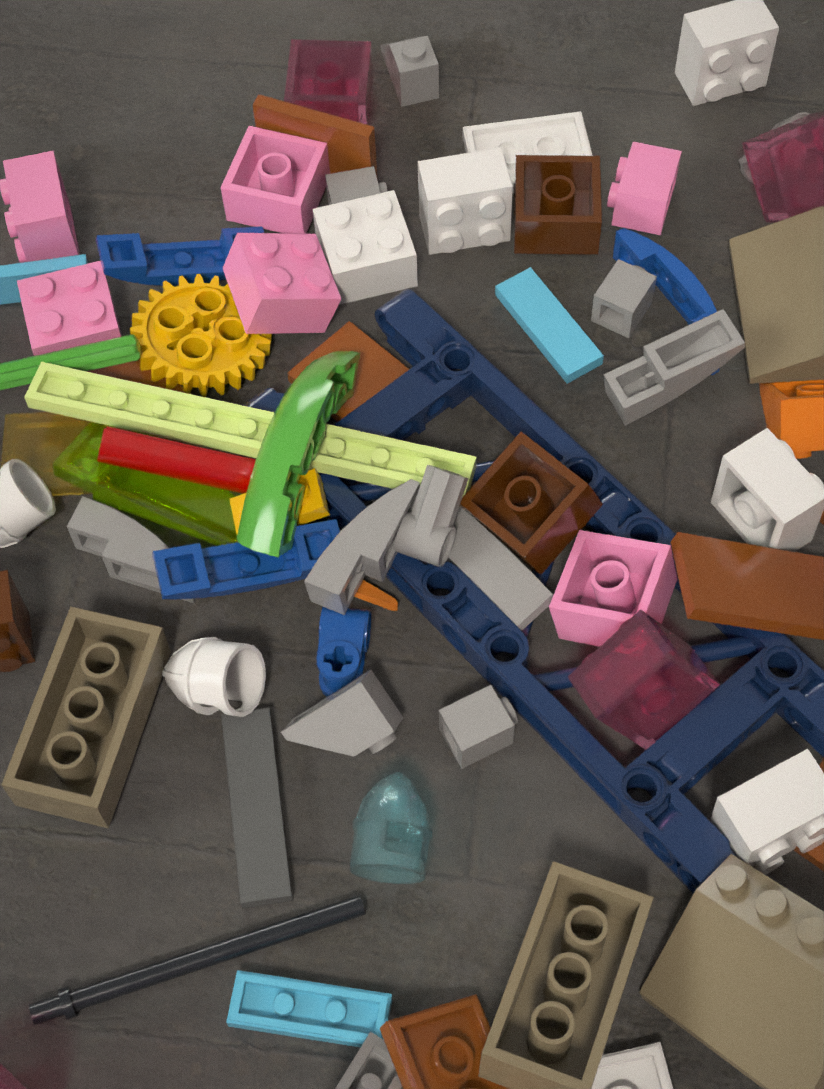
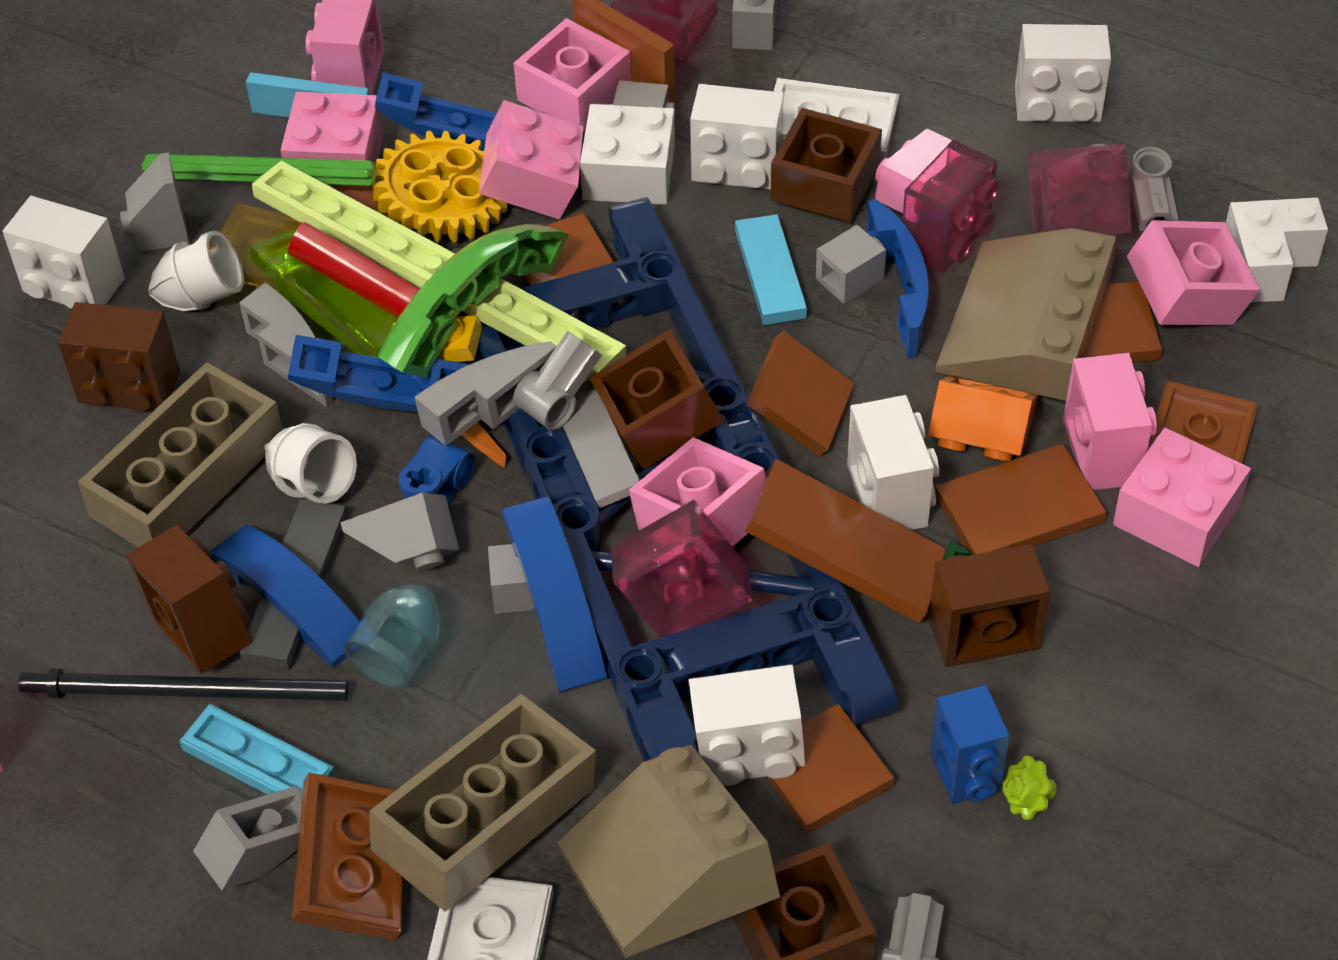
camera: 20 degrees right, 10 degrees down
(175, 870) = (190, 597): none -> reddish brown brick
(257, 816) = (291, 588): none -> blue slope
(525, 733) = (556, 594): none -> blue slope
(646, 448) = (800, 393): none -> dark orange tile
(672, 366) = (865, 327): light grey slope -> none
(695, 210) = (951, 204): none -> clear pink brick

